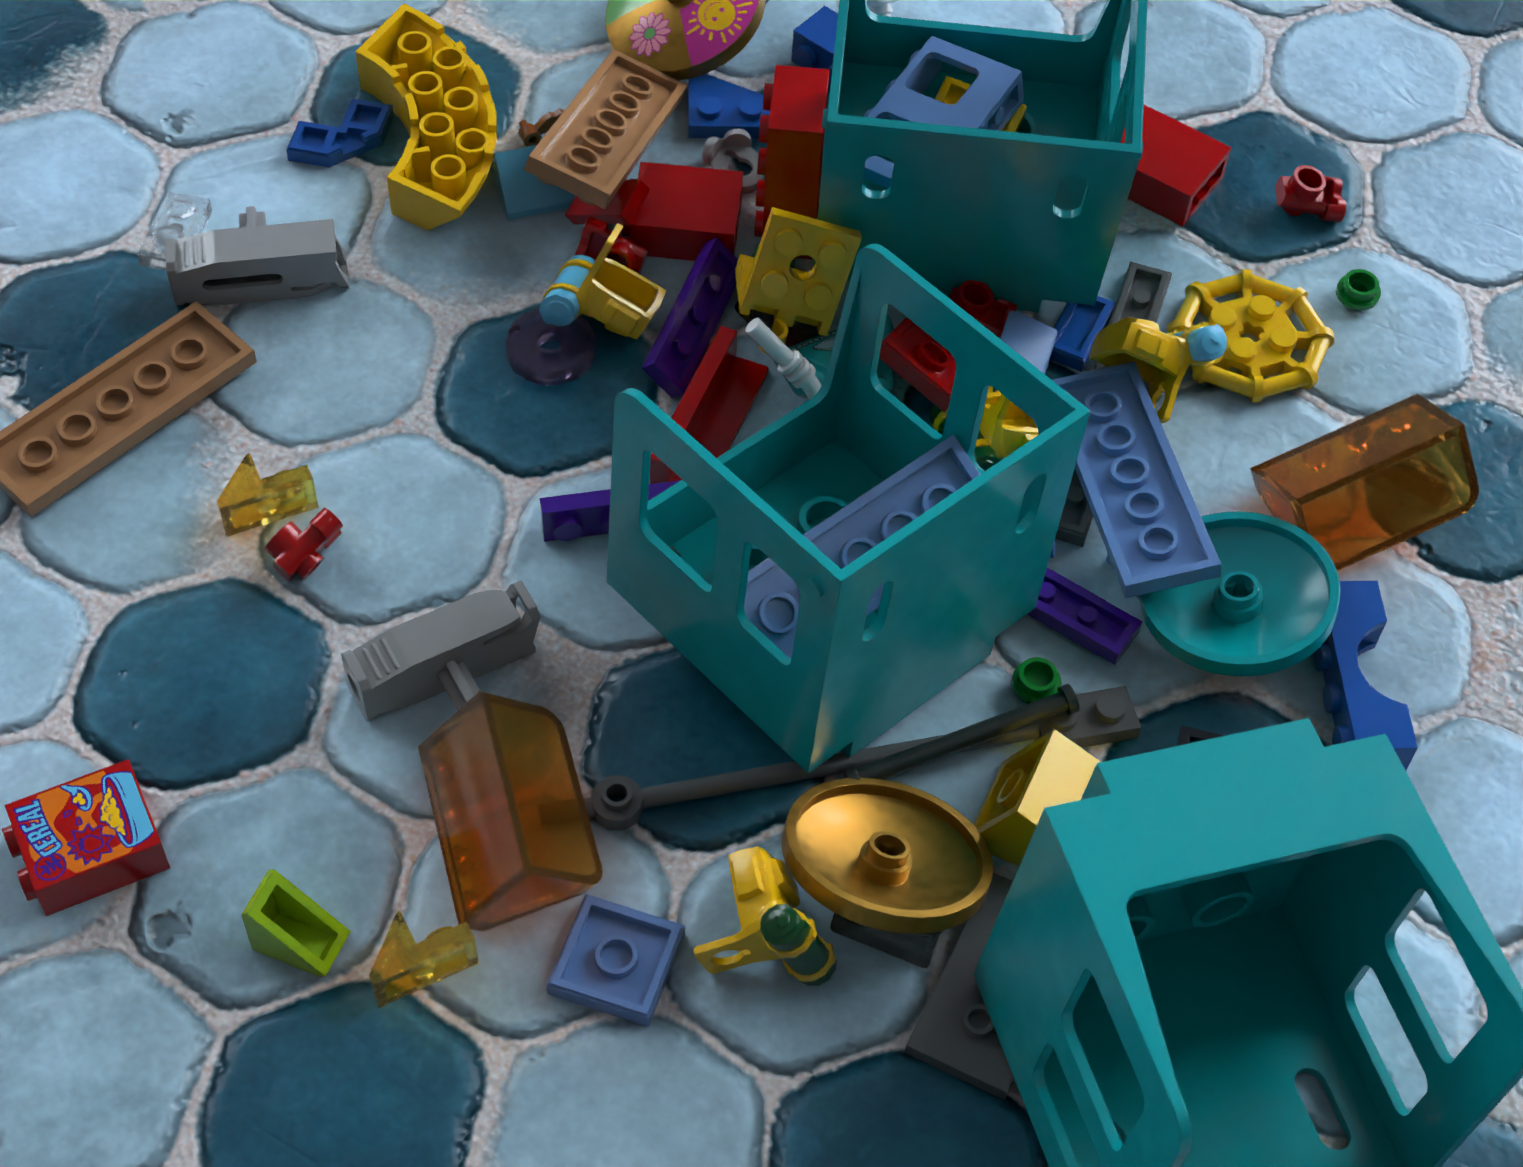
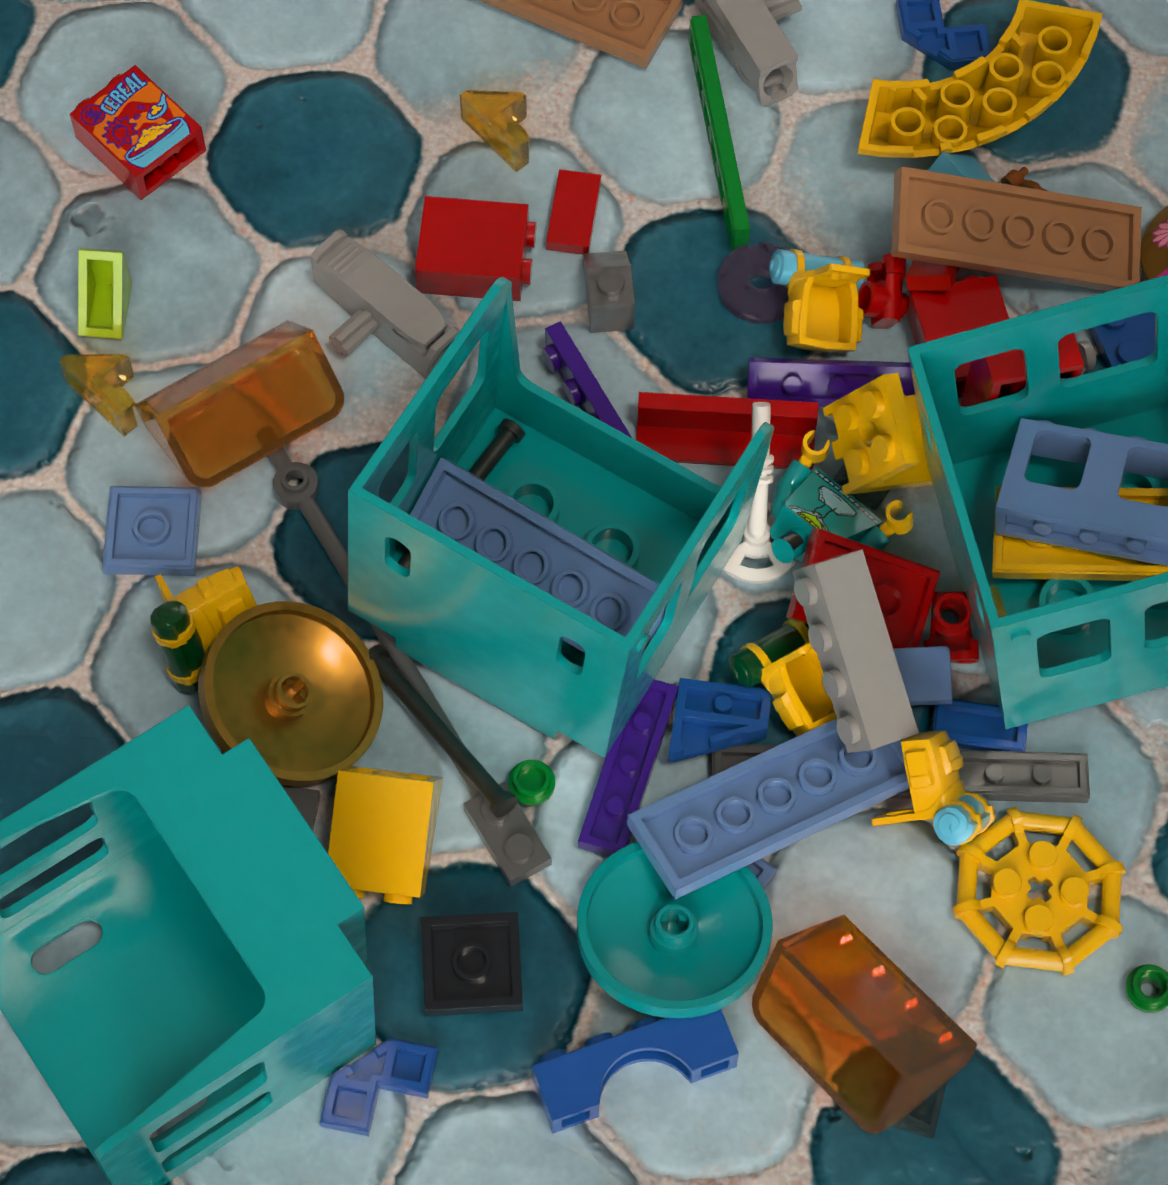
camera: 75 degrees right, 10 degrees up
(299, 551) = (454, 169): red plate -> none
(370, 321) = (718, 133): none -> green tile
(396, 468) = (573, 212): none -> red tile
(403, 557) = (471, 245): none -> red brick
(506, 458) = (609, 291): none -> flat silver slope
(1070, 355) = (854, 652): none -> light grey brick

